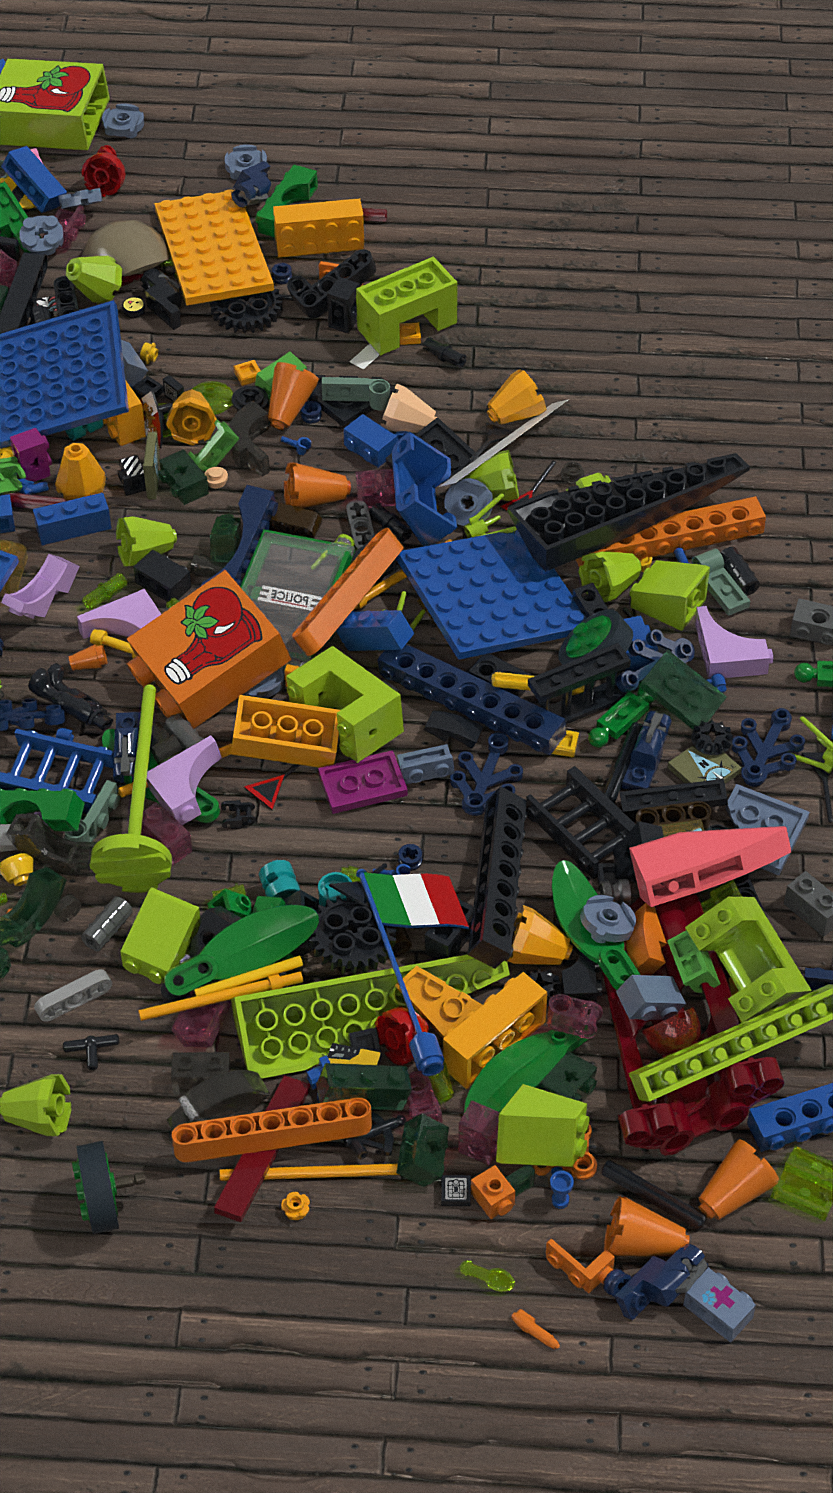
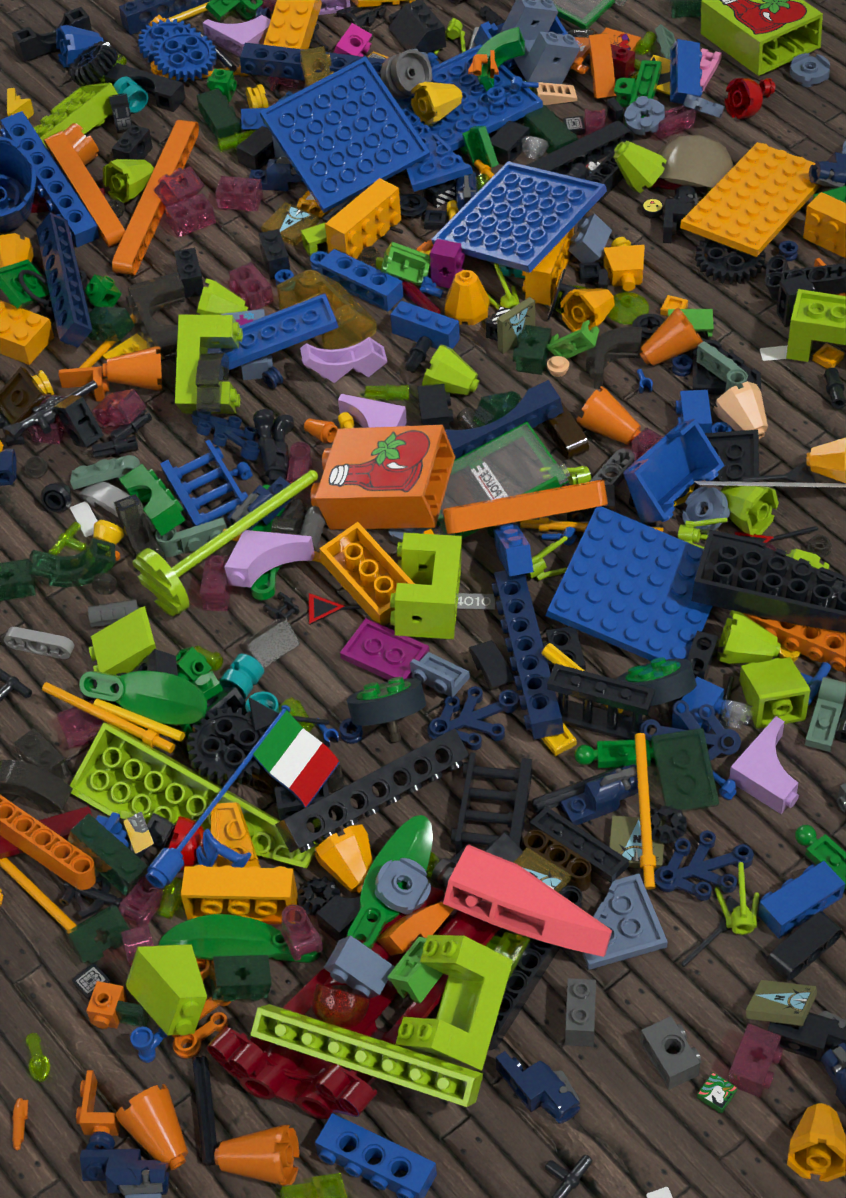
camera: 50 degrees right, 0 degrees up
(91, 544) = (418, 354): none -> black axle
(109, 696) = (299, 461): none -> clear pink piece
(113, 453) = (508, 300): none -> lime plant
(173, 360) = (624, 265): none -> light orange torso
(262, 842) = (271, 642): none -> clear smoke panel
(387, 598) = (569, 532): none -> blue hand
(425, 810) = (386, 703): none -> black wheel
(442, 1011) = (214, 848): none -> blue piece
(666, 624) = (736, 713): none -> clear cone
(731, 769) = (647, 859): none -> light orange bar

